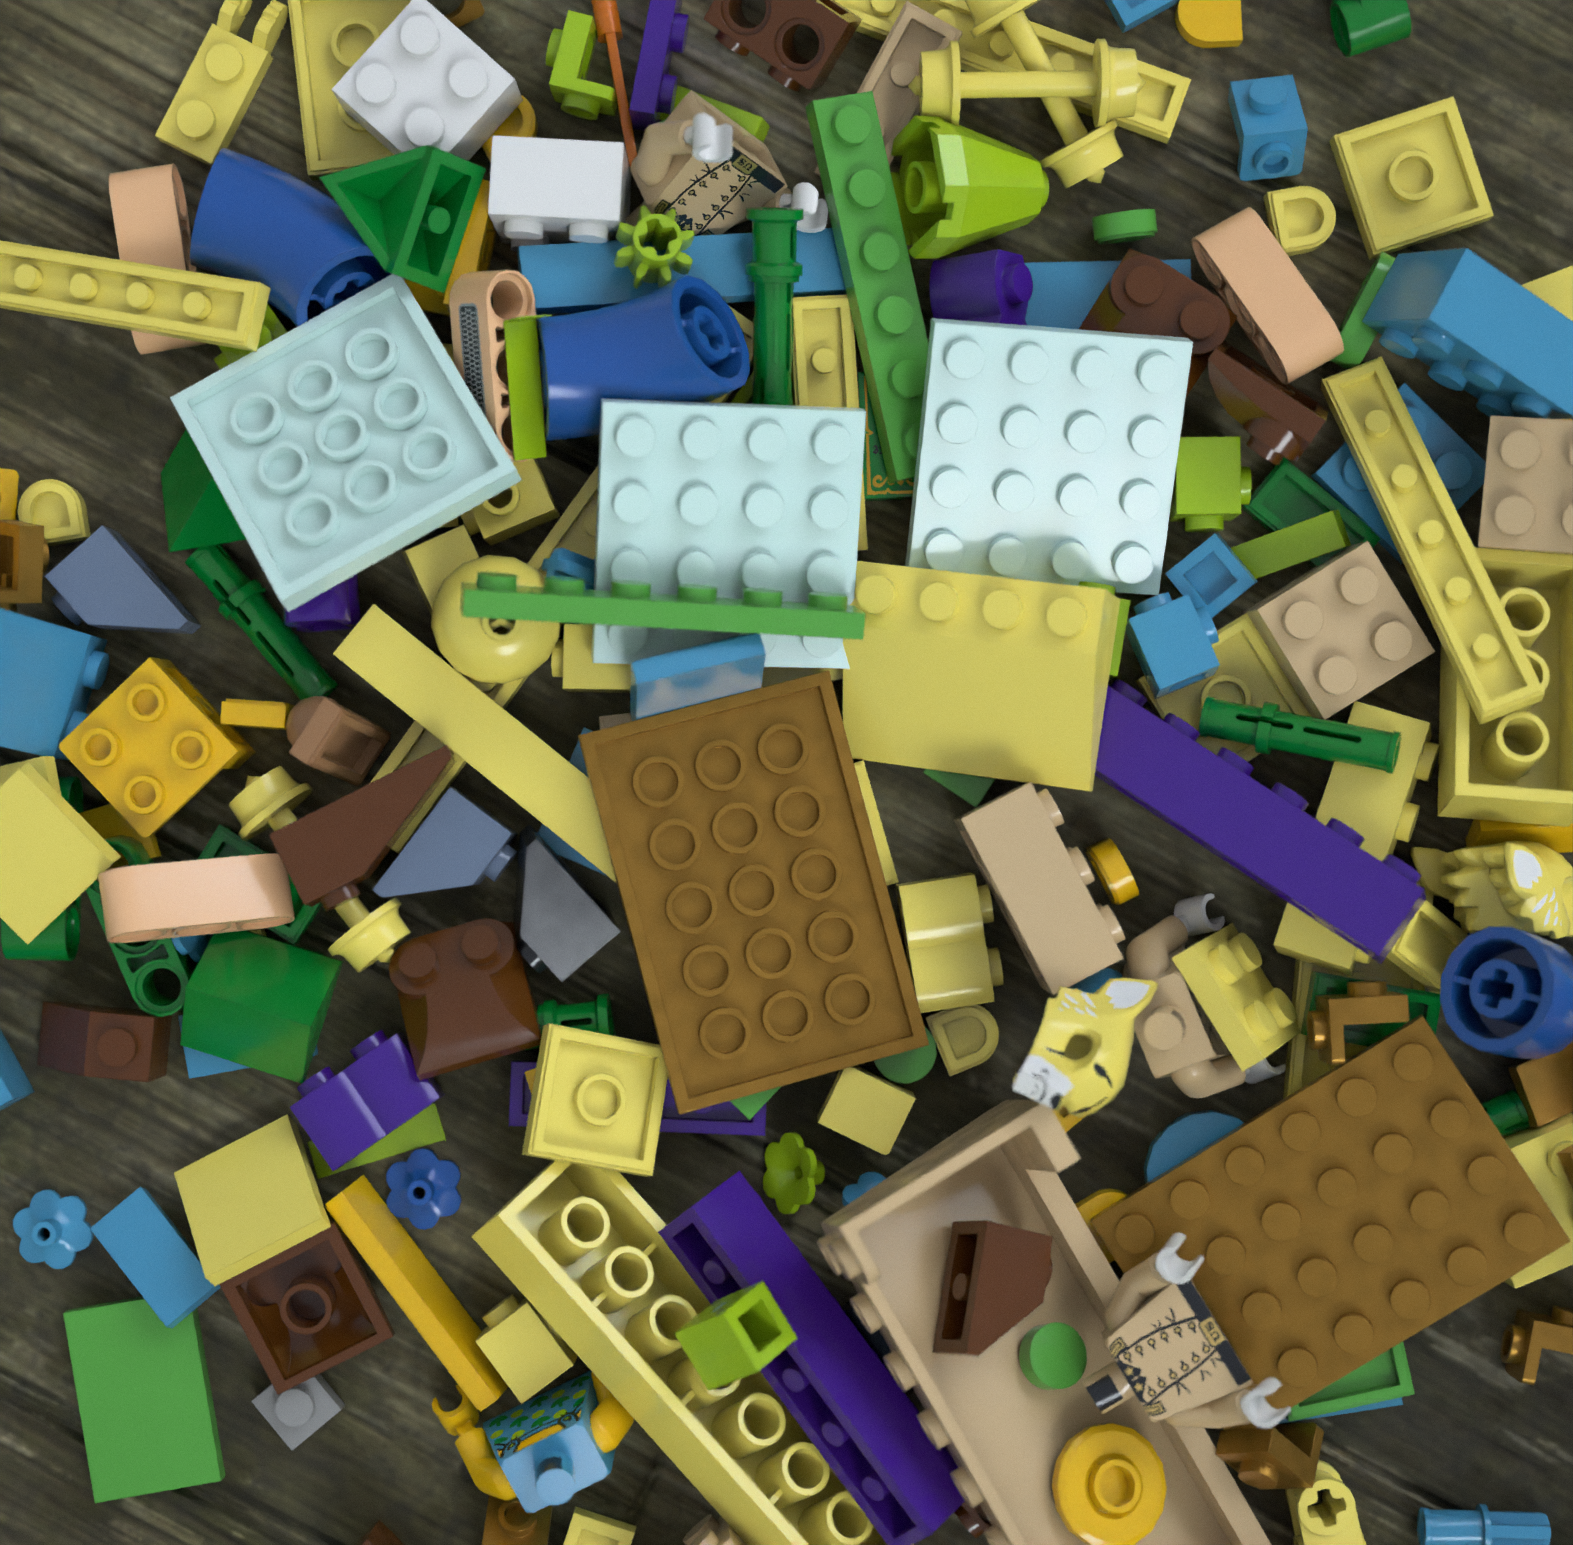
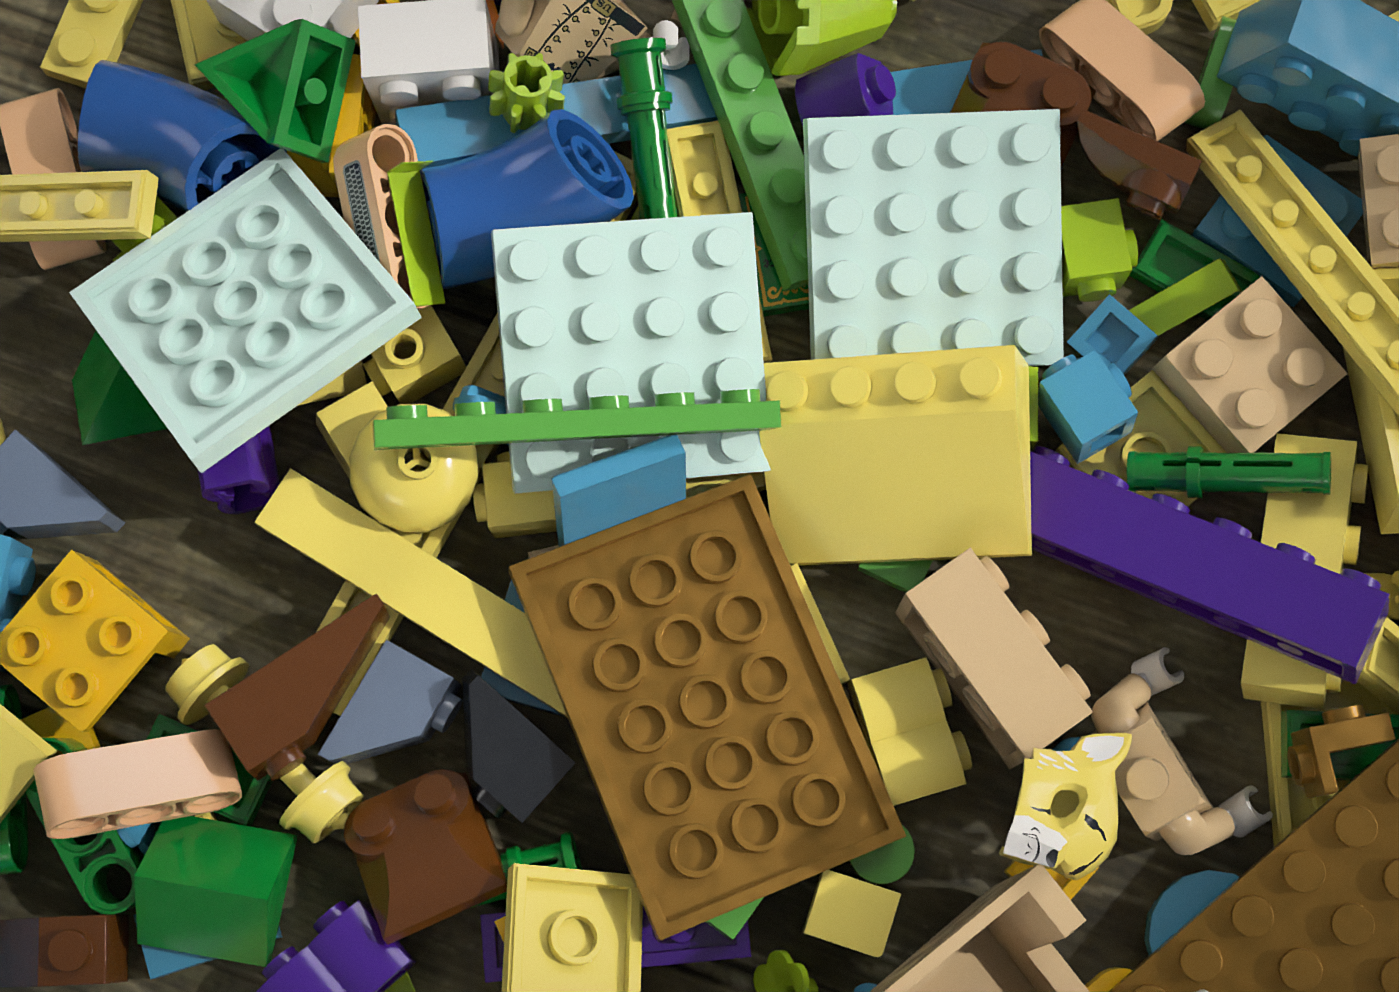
camera: 10 degrees left, 10 degrees down
(253, 613) = (166, 493): green pin -> none
(255, 713) = (188, 597): yellow tile -> none
(334, 738) = (266, 606): medium nougat tile -> none
(963, 1036) = (940, 827): light yellow tile -> none
(1112, 871) = (1066, 638): yellow tile -> none
(1124, 226) = (973, 26): bright green tile -> none
(1238, 996) = (1198, 726): light yellow plate -> none

